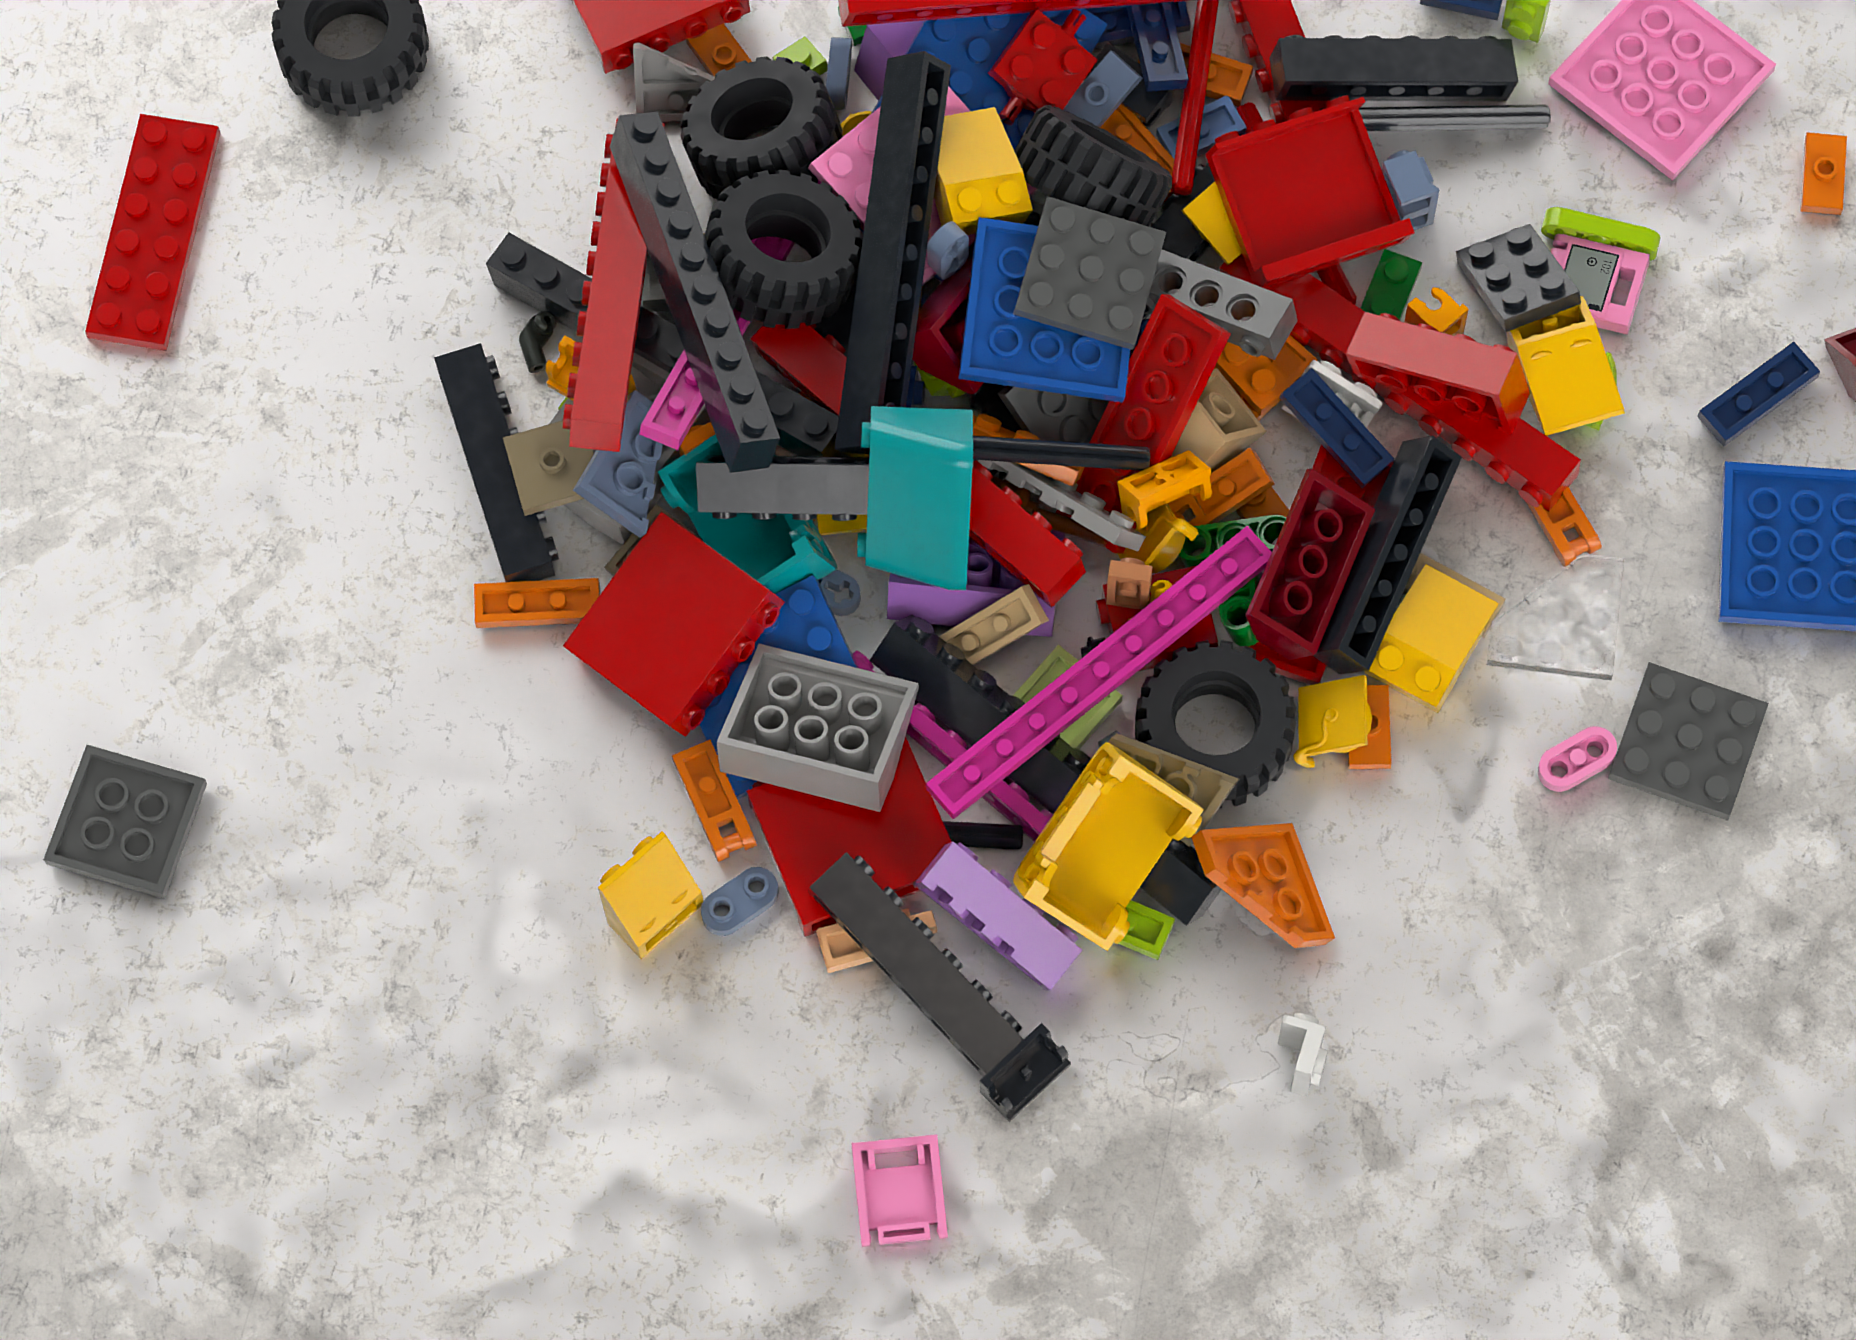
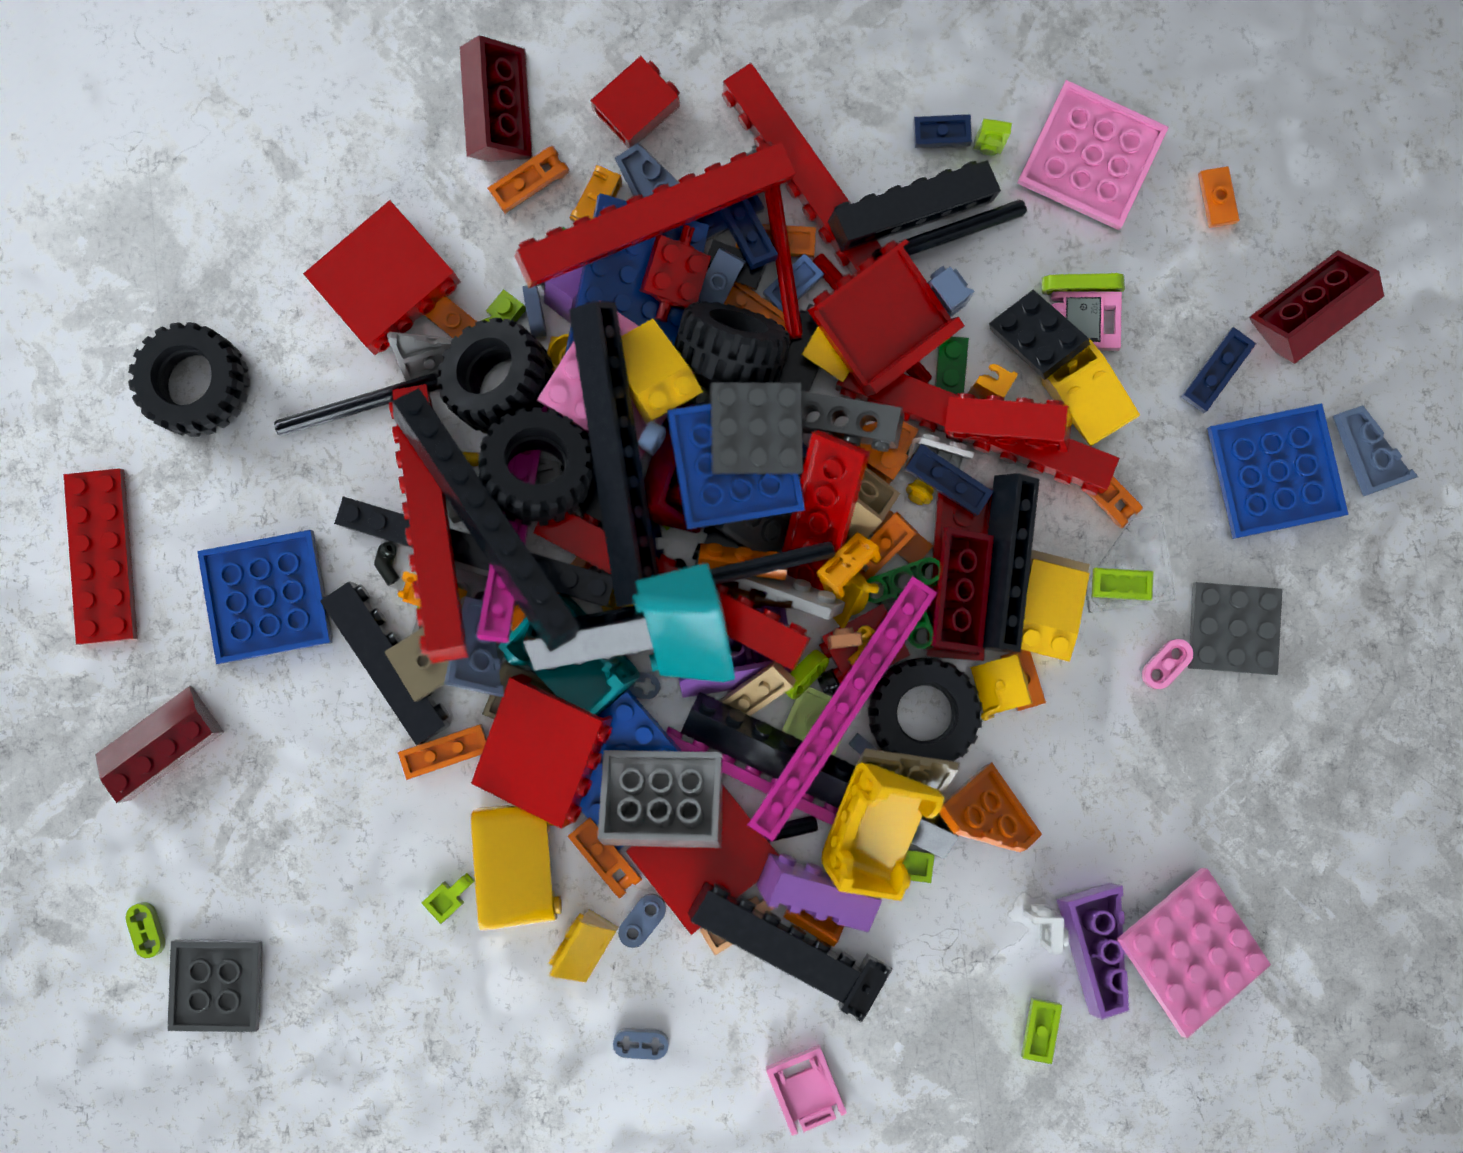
camera: 15 degrees left, 15 degrees up
(45, 725) = (143, 930): none -> lime beam
(151, 491) = (156, 745): none -> dark red slope
(358, 339) = (264, 597): none -> blue plate
(476, 796) = (446, 899): none -> lime plate
(539, 130) = (348, 406): none -> black axle
(585, 773) = (512, 868): none -> yellow windscreen
(690, 1054) = (642, 1036): none -> sand blue beam
(982, 961) = (824, 930): none -> orange plate
(1065, 628) = (807, 672): none -> lime beam
(1256, 1200) = (1041, 1030): none -> lime plate
(1295, 442) = (919, 492): none -> yellow plate
(1368, 1097) = (1093, 926): none -> medium lavender wedge
(1502, 1145) = (1194, 952): none -> bright pink plate
(1540, 628) = (1122, 584): none -> lime plate

